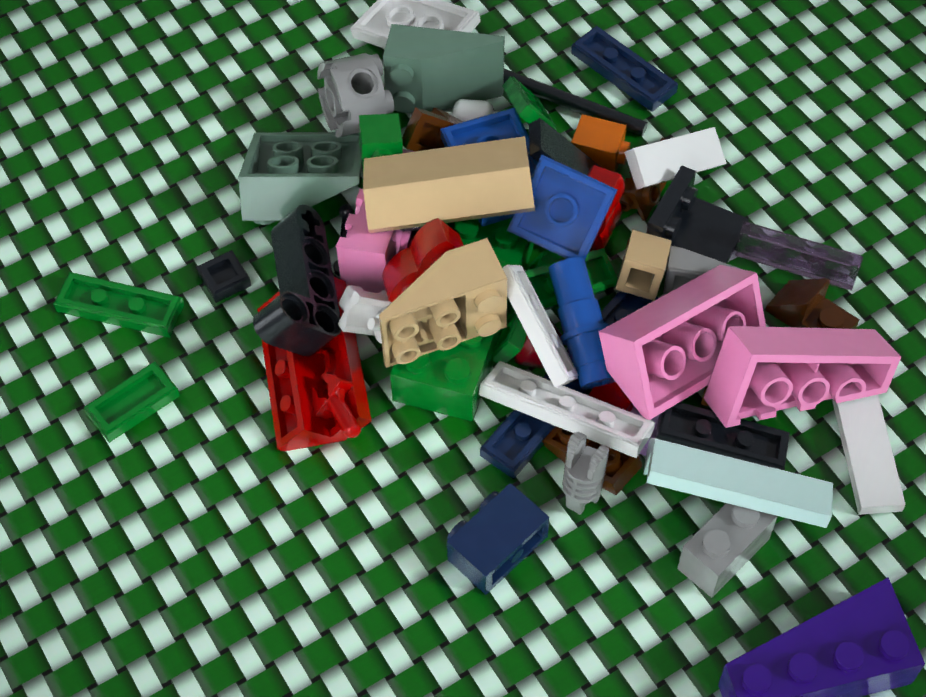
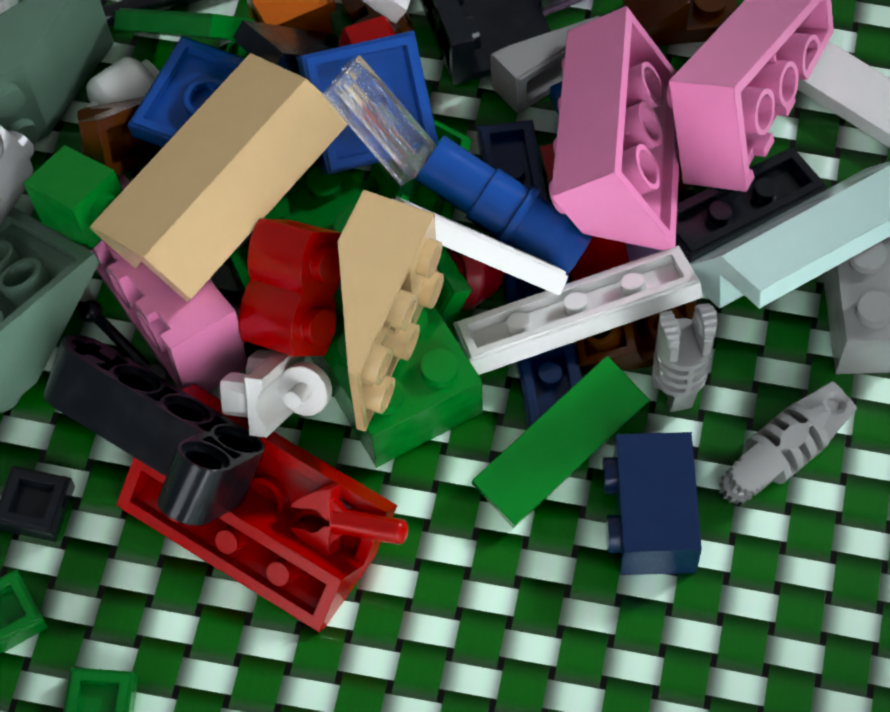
camera: 45 degrees left, 5 degrees up
(486, 465) = (560, 441): none -> green tile
(546, 221) = (380, 120): none -> clear tile
(603, 574) = (787, 443): none -> light grey hinge
(643, 265) = (484, 97): tan brick -> none

